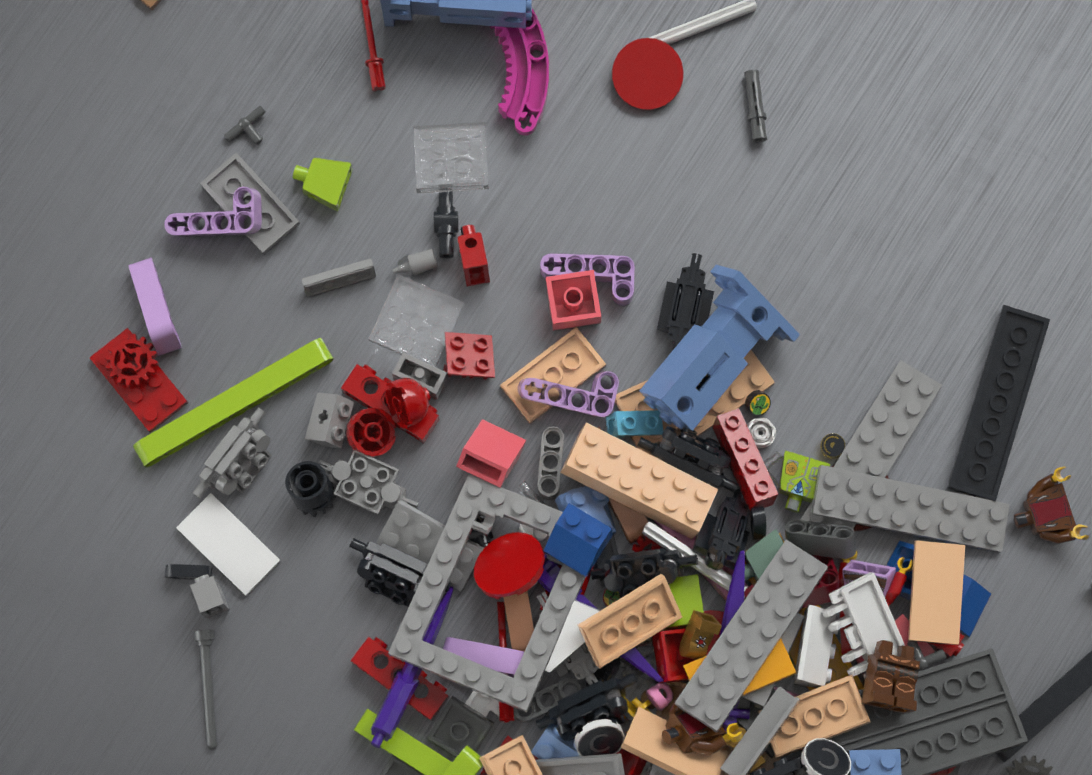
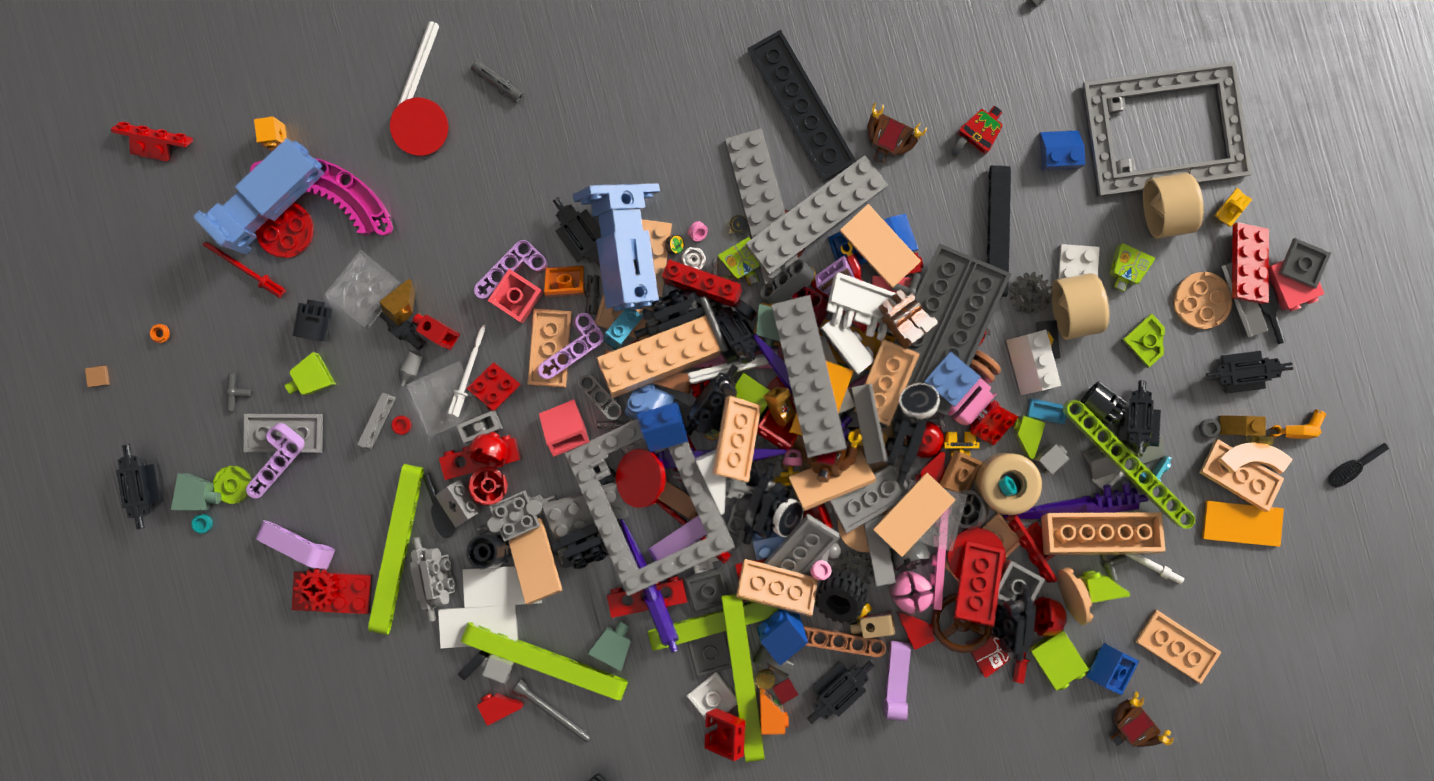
camera: 50 degrees left, 10 degrees up
(83, 116) = (138, 485): none -> black piece
(97, 205) = (201, 523): none -> teal tile
(119, 173) = (193, 493): none -> sand green torso
(158, 200) = (232, 484): none -> lime tile
(167, 631) = (497, 707): none -> red slope
(241, 6) = (154, 333): none -> orange plate
(251, 637) = (545, 661): none -> lime beam
(287, 532) = (492, 587): none -> white tile
(299, 418) = (440, 518): none -> black piece
(324, 688) = (612, 646): none -> sand green torso
(337, 542) = (535, 564): none -> light nougat tile
(354, 304) = (401, 425): none -> red tile
(379, 137) = (312, 320): none -> black gear
(433, 330) = (459, 395): none -> white piece
(438, 45) = (288, 233): none -> red tile
(468, 200) = (399, 303): none -> pearl gold slope
(627, 333) = (564, 281): none -> orange slope
(639, 369) = (592, 294): none -> dark grey pin
(717, 504) = (713, 324): none -> dark grey piece
(790, 413) = (697, 231): none -> bright pink tile

